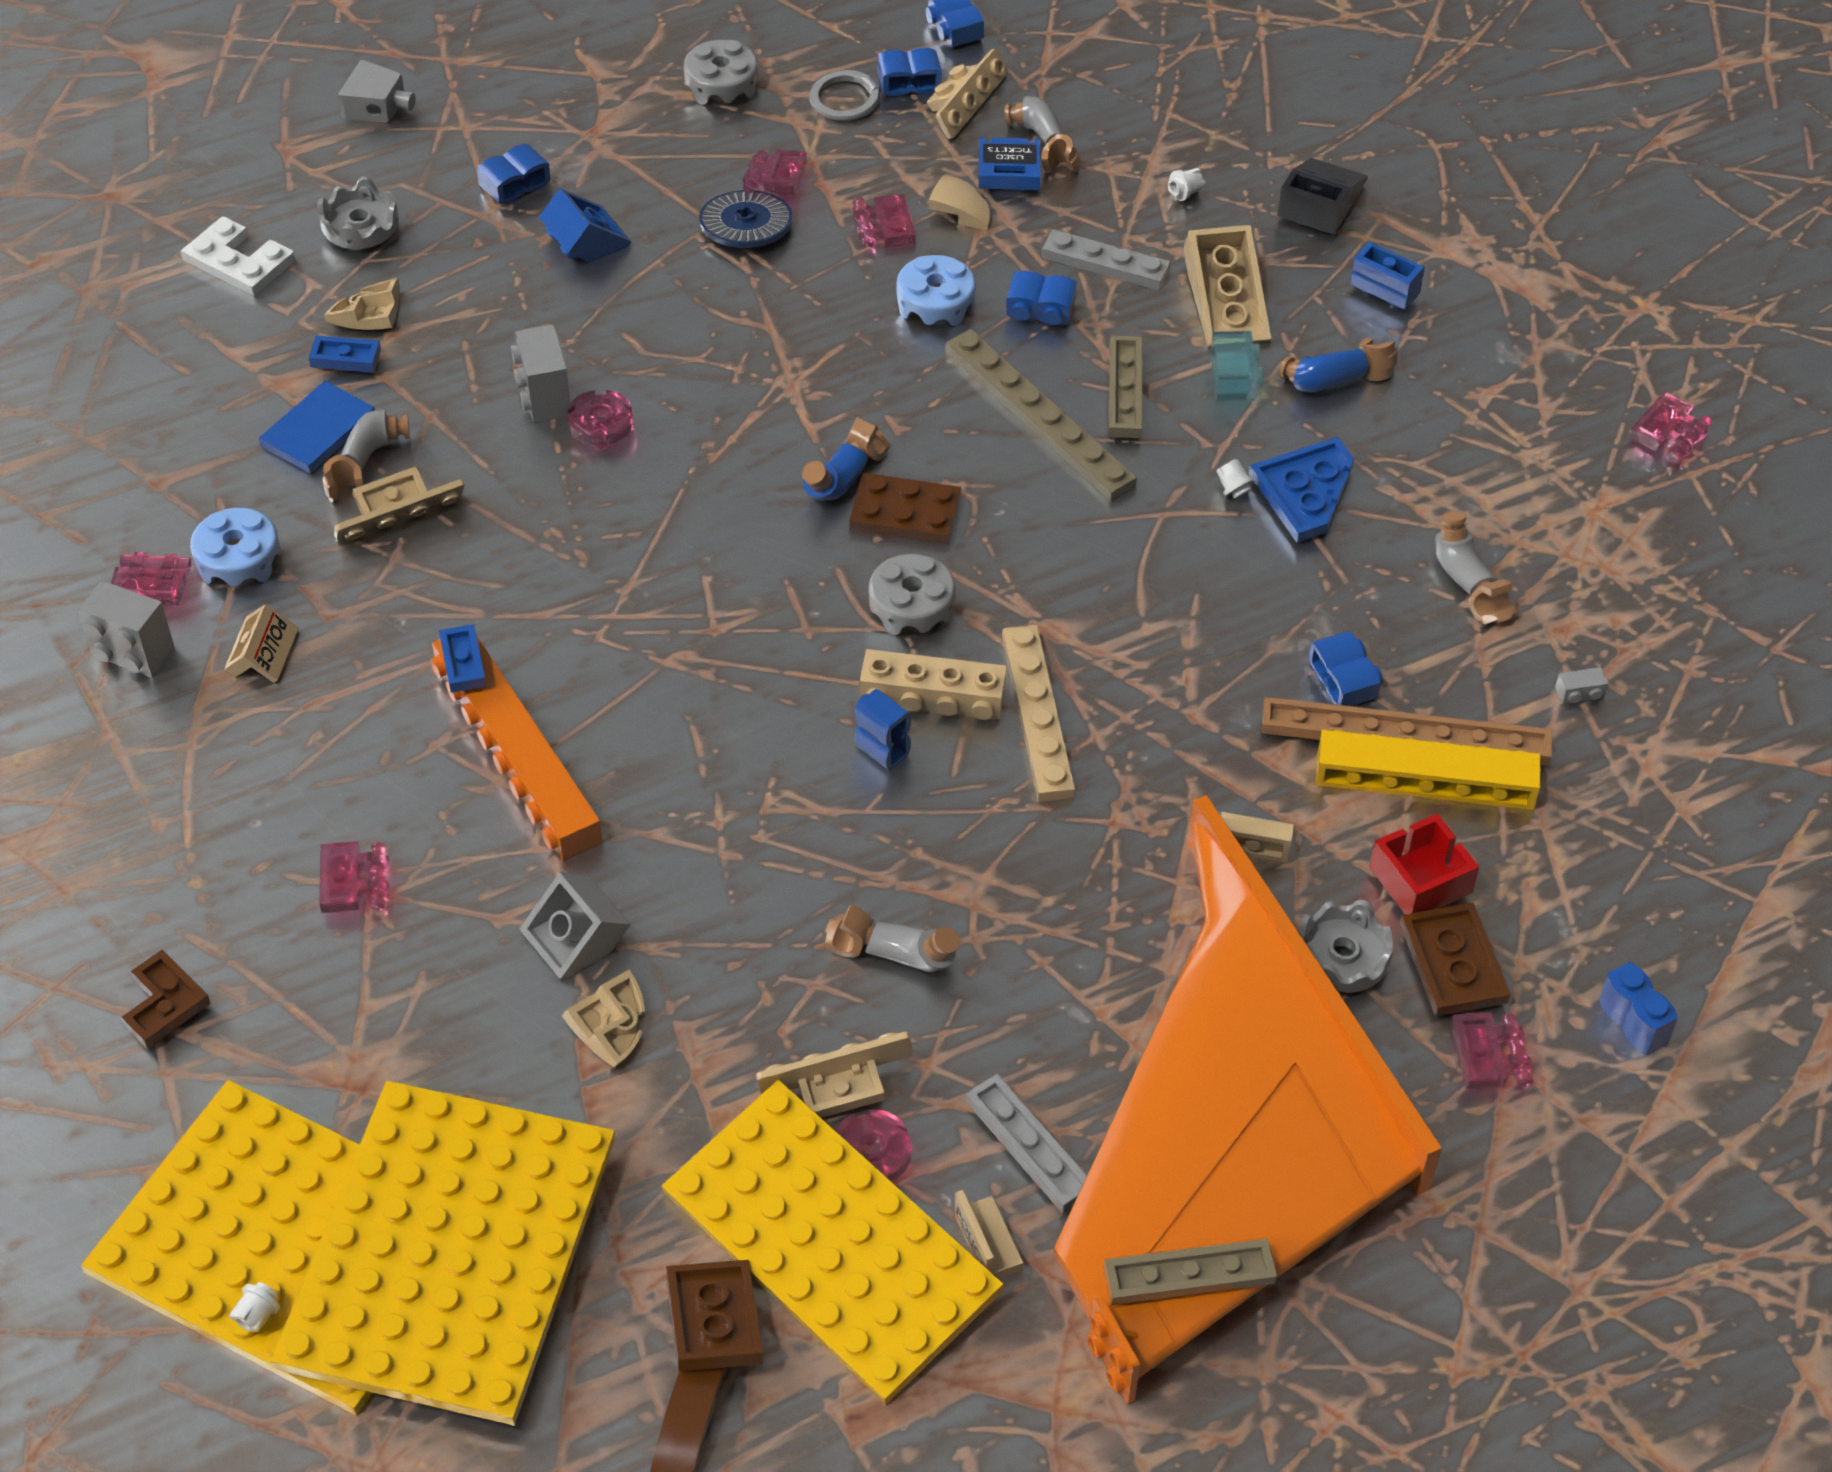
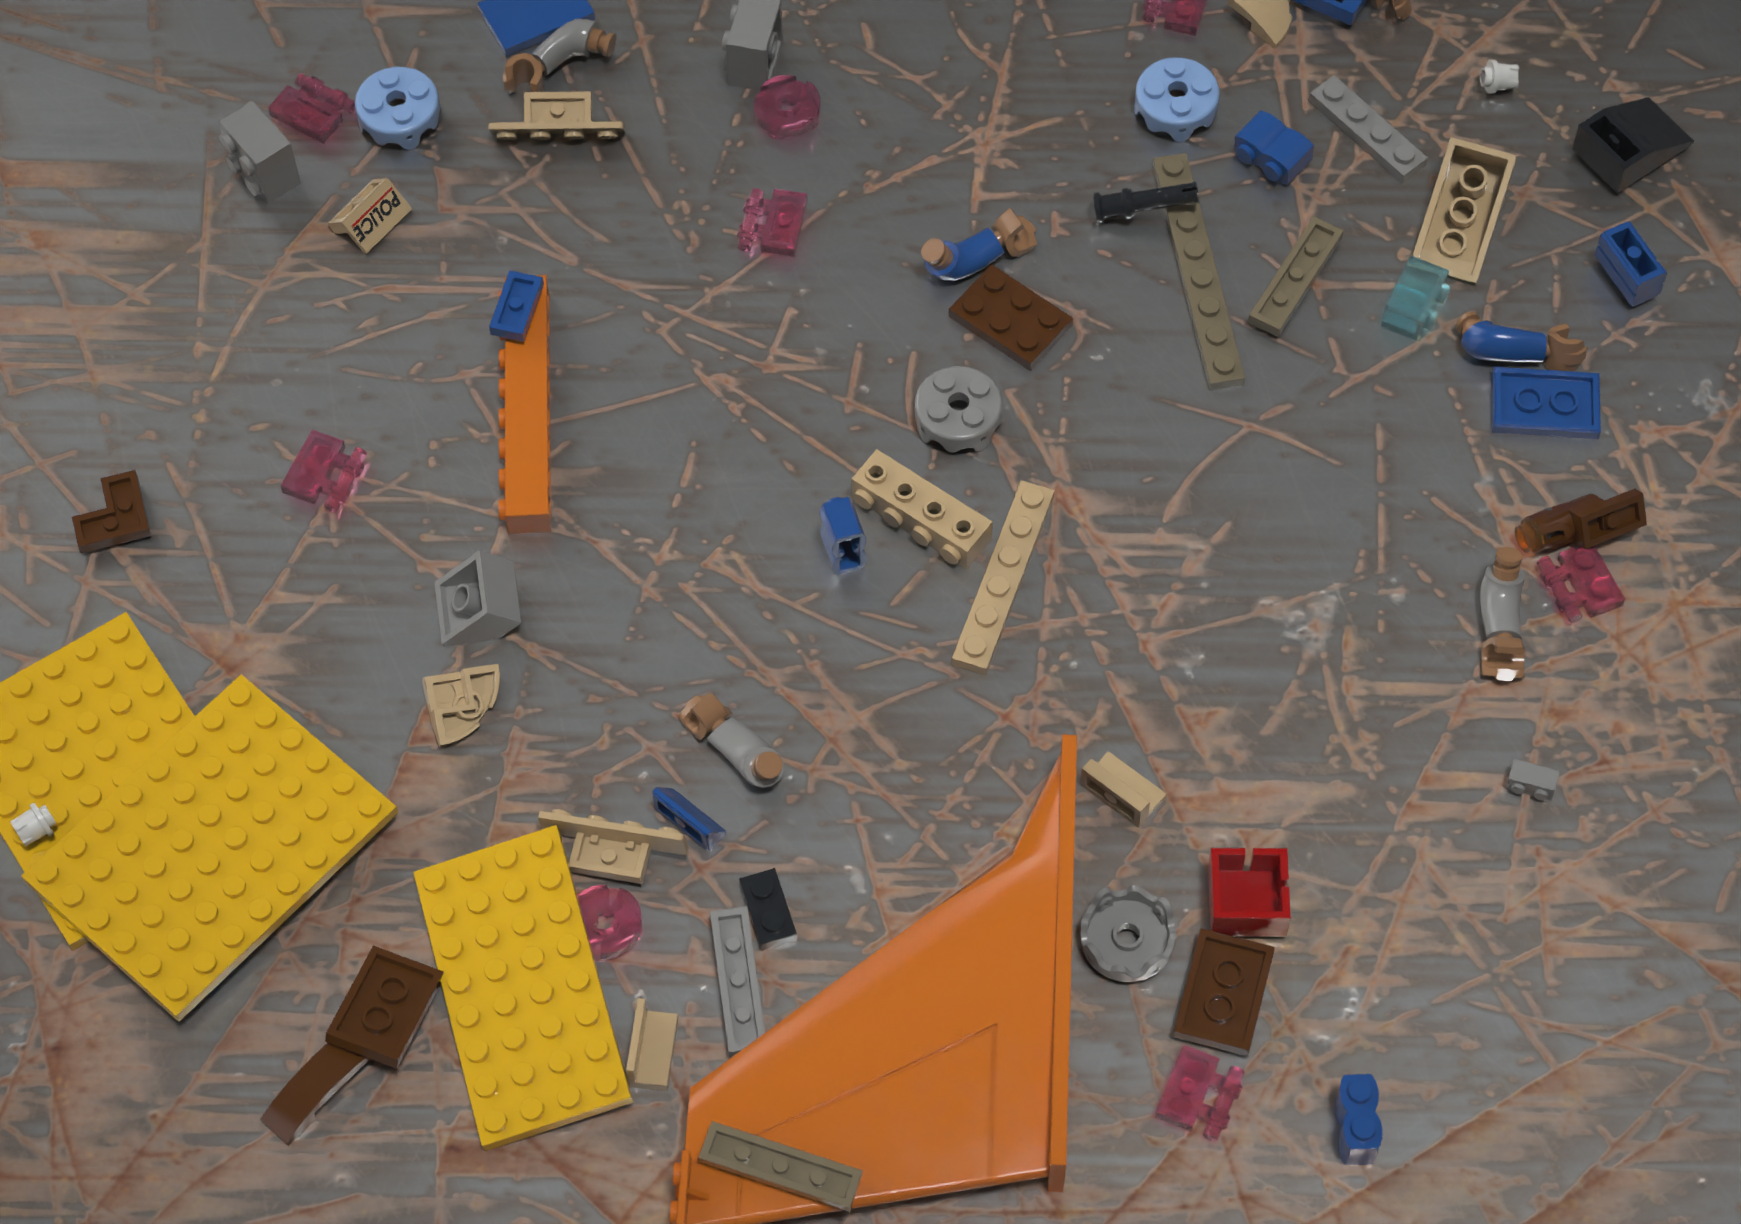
camera: 30 degrees right, 10 degrees up
(657, 510) = (783, 222): none -> clear pink plate
(876, 1024) = (687, 817): none -> blue slope
(953, 379) = (1128, 202): none -> black pin
(1015, 1068) = (768, 909): none -> black plate
(1234, 479) = (1336, 420): white hose -> none
(1305, 485) = (1403, 456): blue plate -> none
(1309, 718) = (1331, 751): medium nougat plate -> none
(1345, 669) = (1313, 663): blue brick -> none
(1388, 404) = (1546, 403): none -> blue tile
(1428, 769) = (1323, 797): yellow brick -> none
(1485, 474) = (1582, 521): none -> reddish brown plate
(1511, 523) = (1589, 578): none -> clear pink plate

